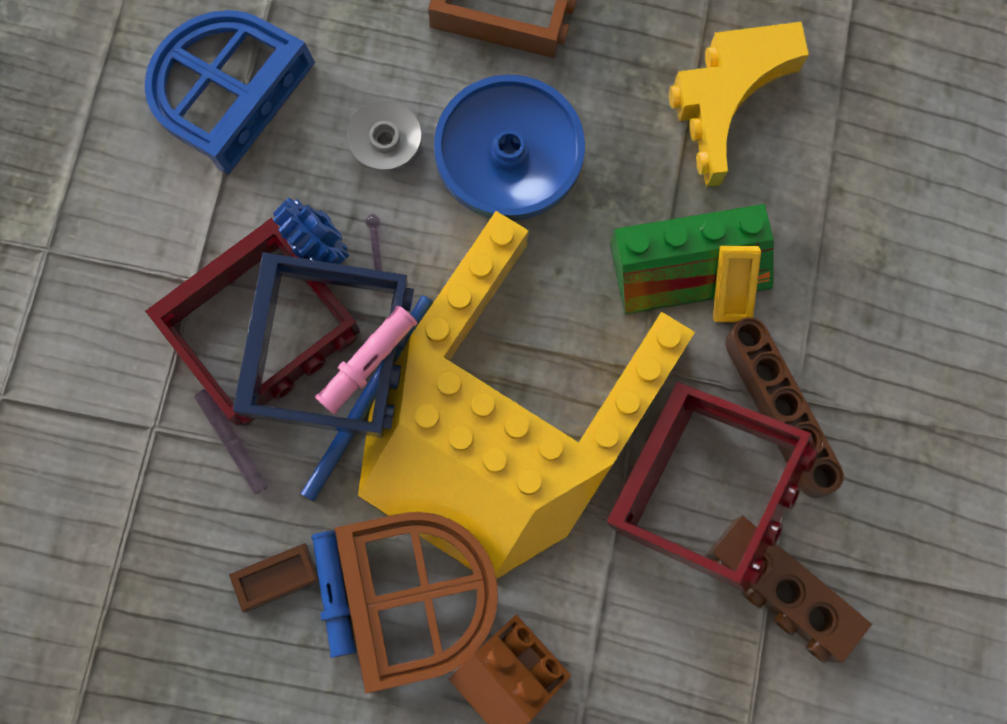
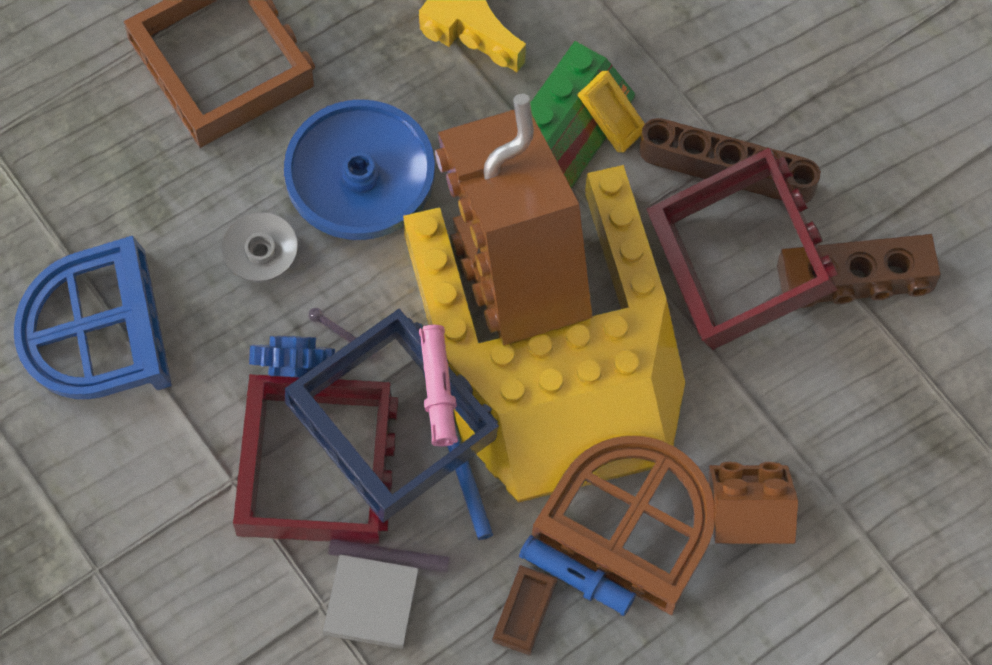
camera: 45 degrees left, 10 degrees down
(183, 460) = (371, 601): none -> light grey tile
(545, 294) = (516, 224): none -> dark orange piece

